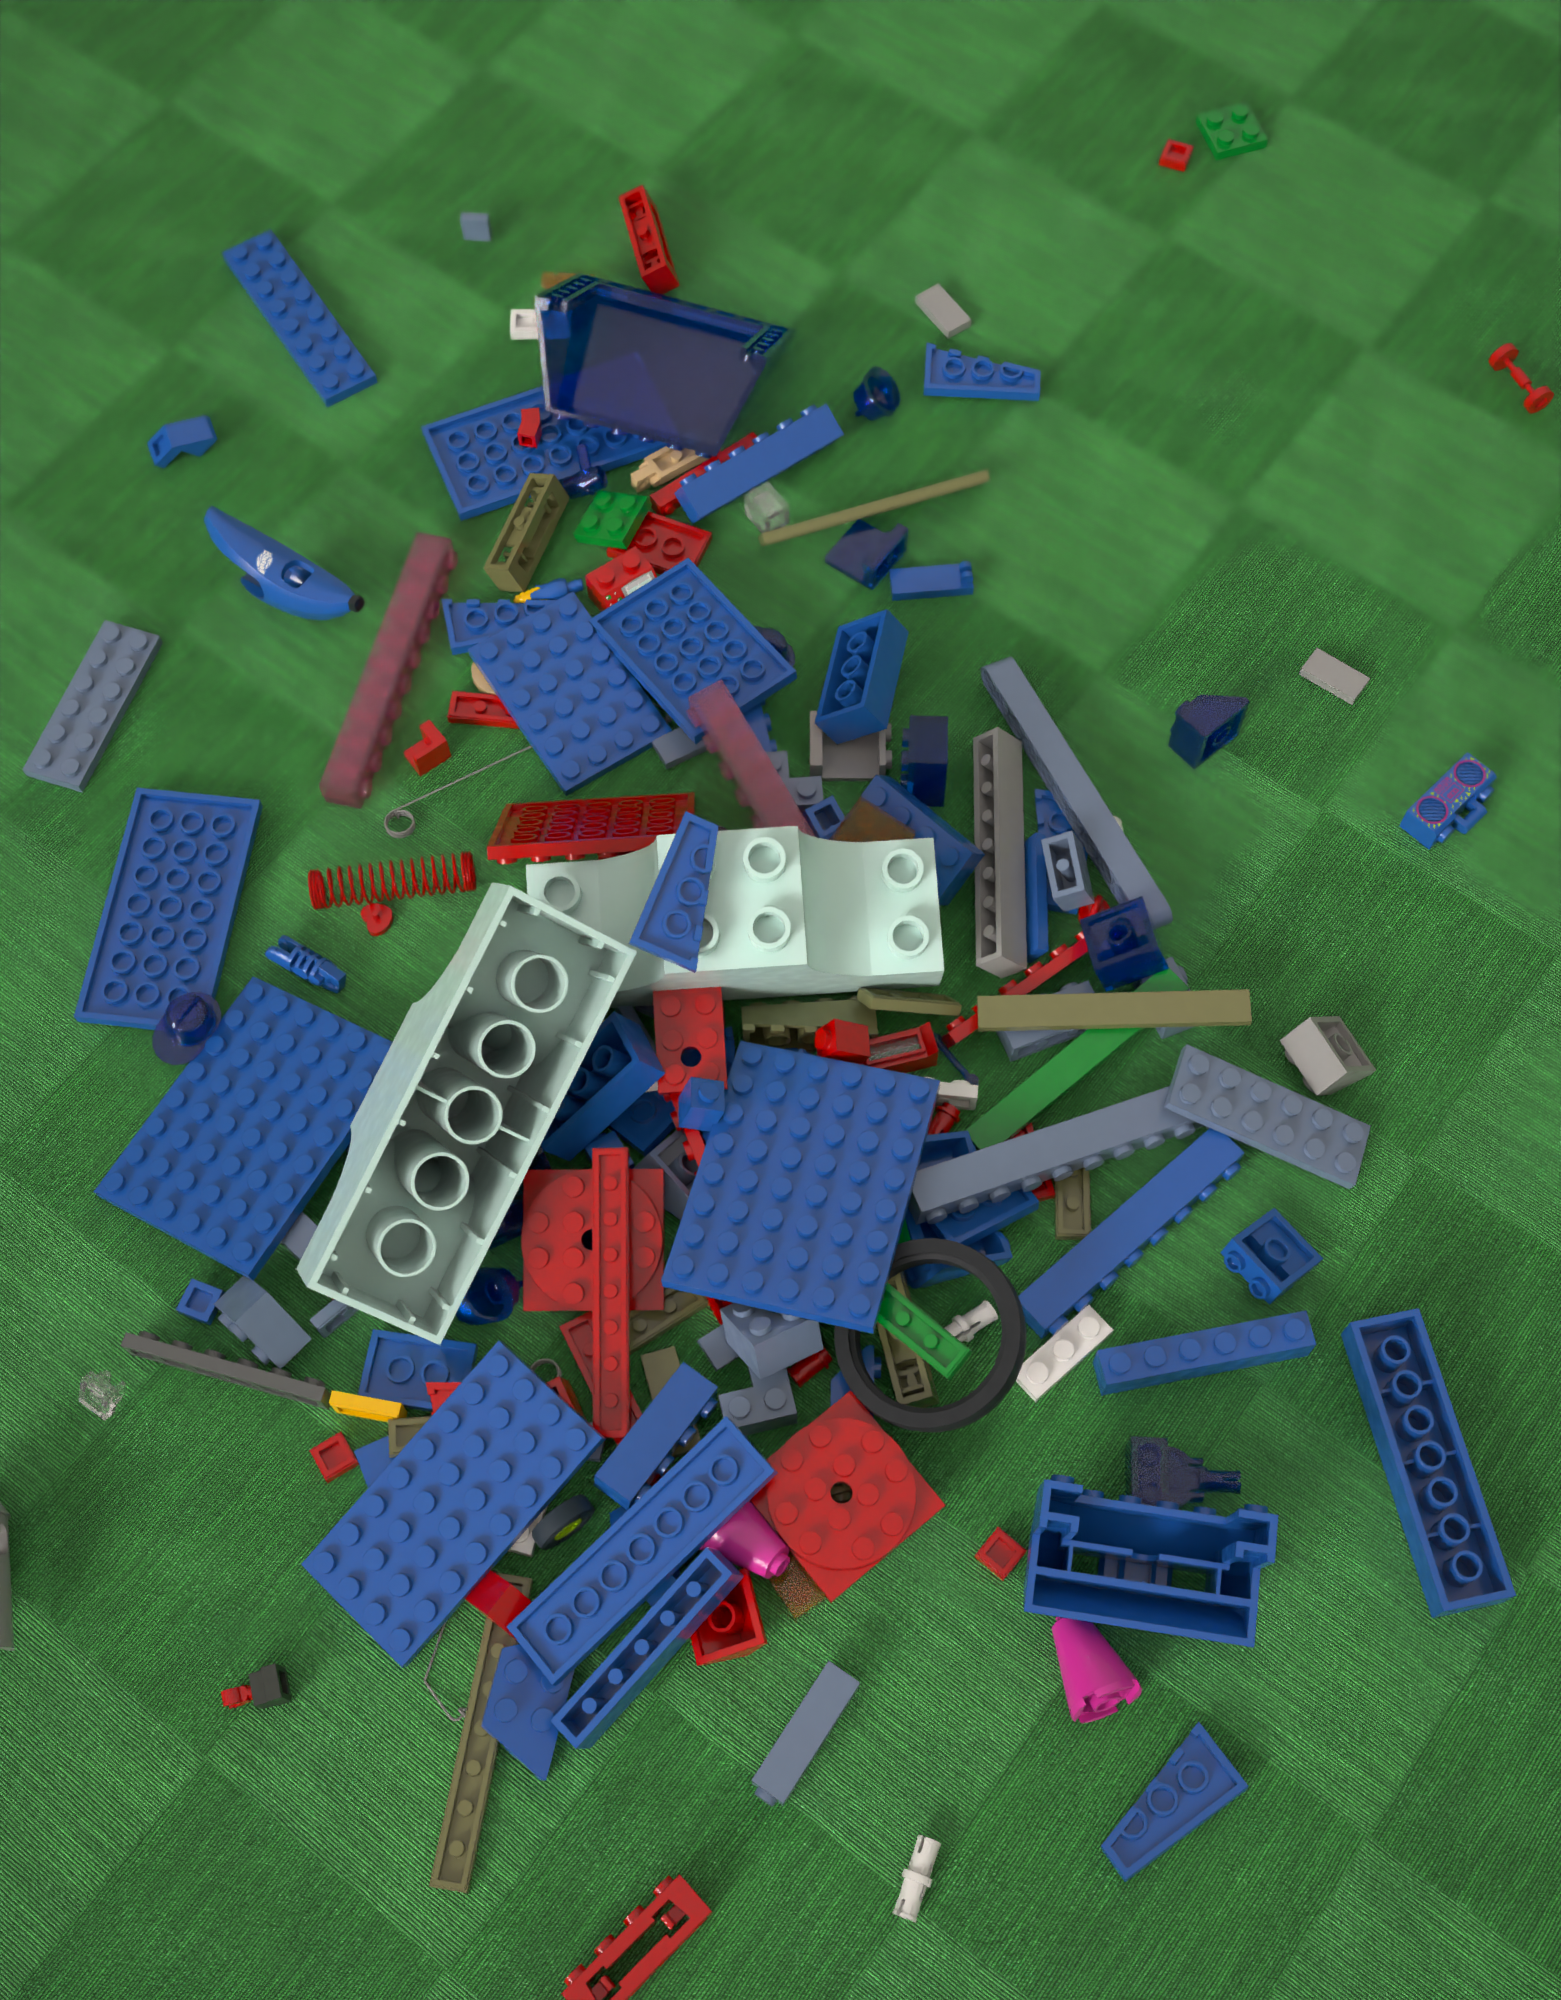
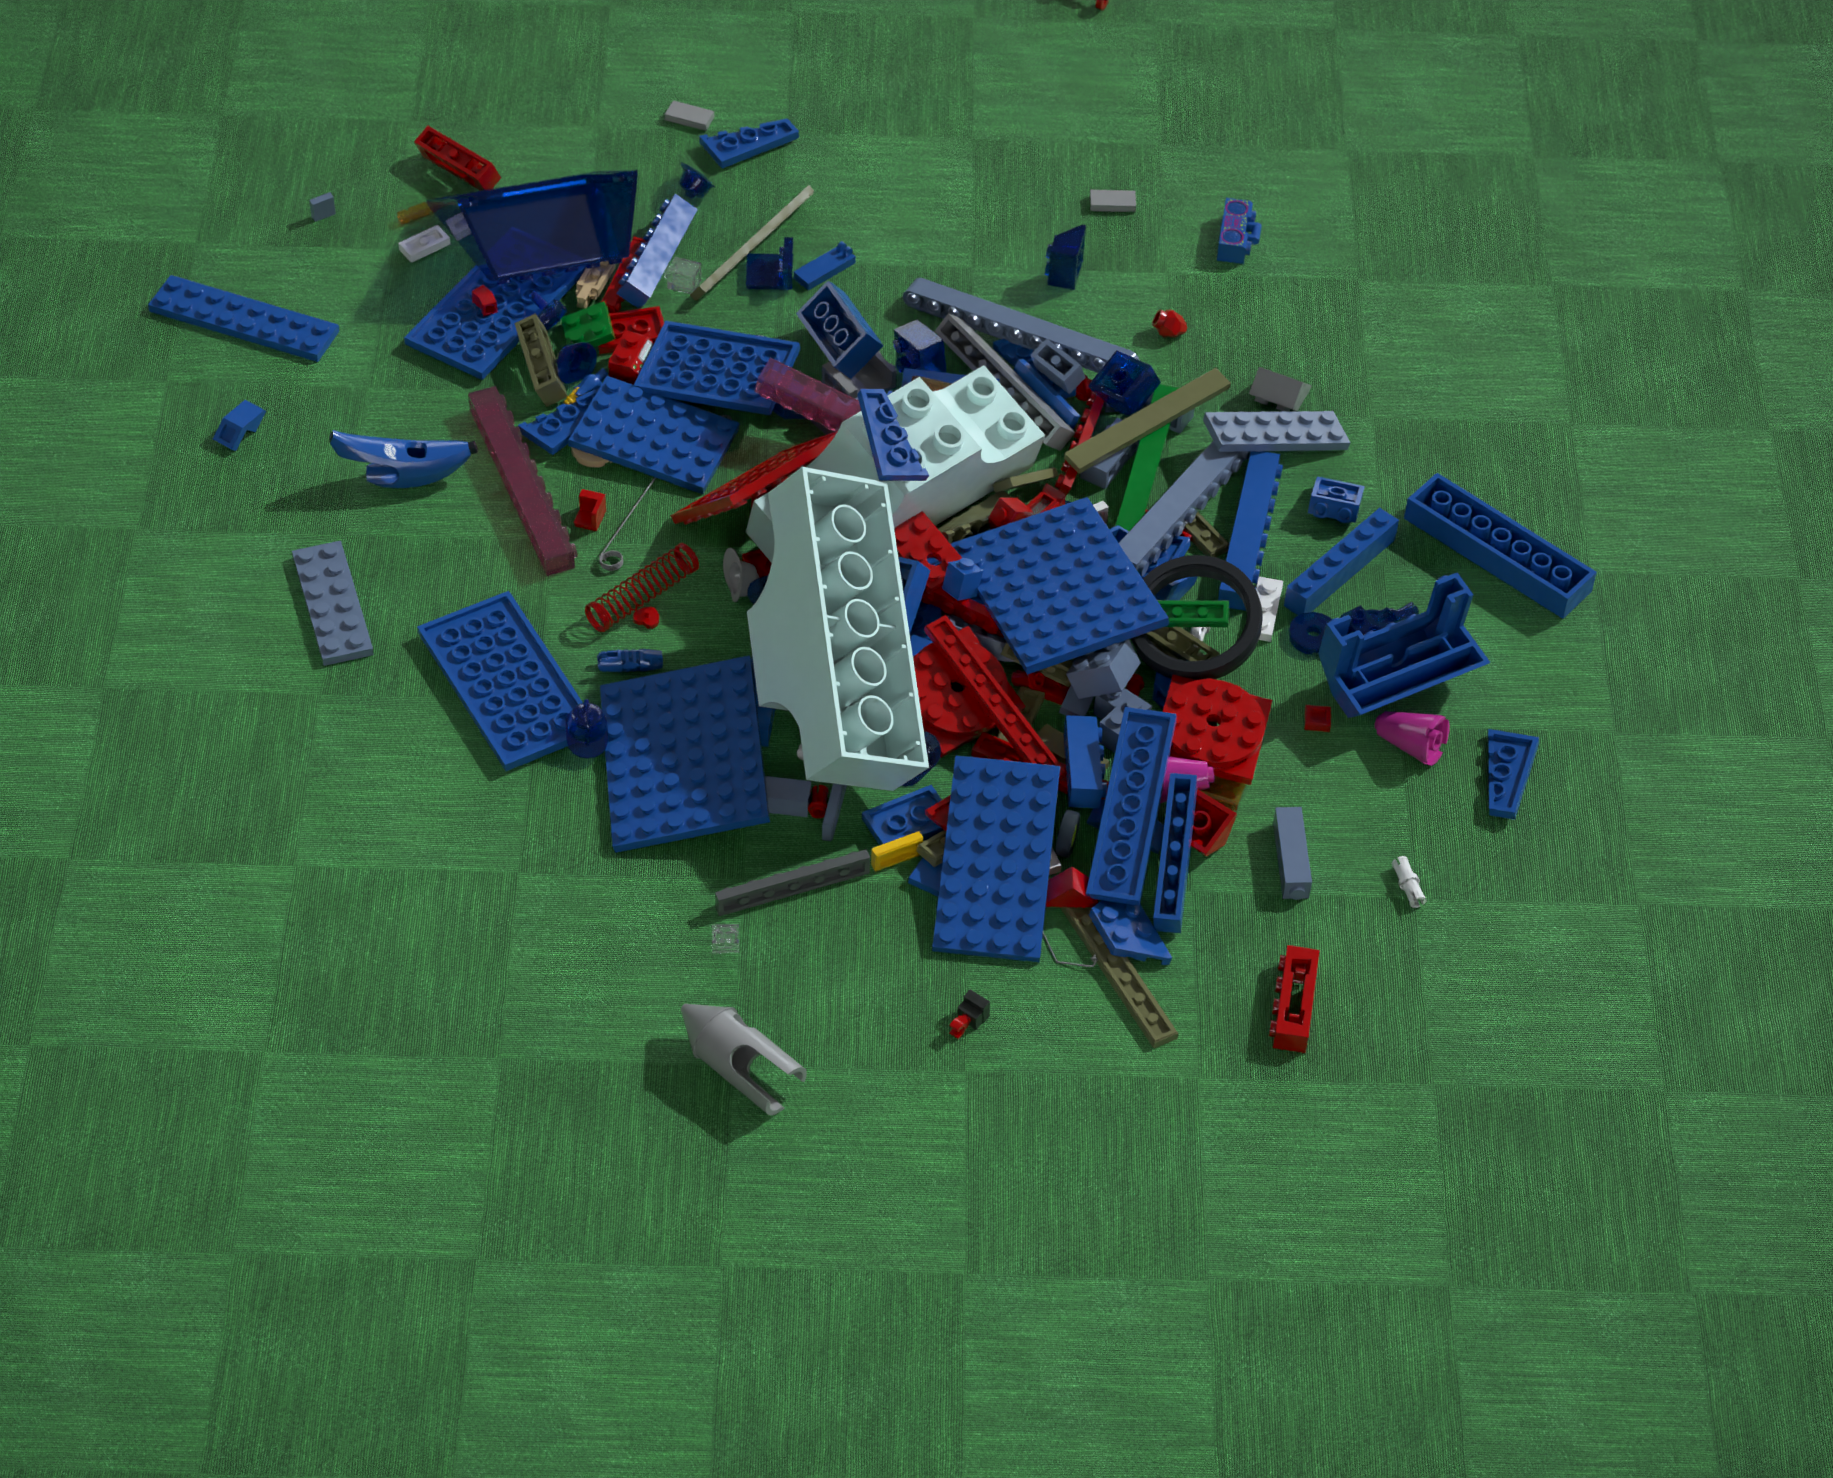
camera: 40 degrees left, 15 degrees down
(199, 1302) = (740, 861): blue plate -> none
(256, 1315) = (791, 837): sand blue brick -> none
(334, 1457) = (898, 890): red tile -> none
(479, 710) = (602, 475): red tile -> none
(557, 555) = (576, 362): none -> clear blue piece
(676, 748) = (752, 428): sand blue tile -> none
(1100, 1408) = (1307, 623): none -> clear blue tile
(1263, 884) = (1169, 323): none -> red rock

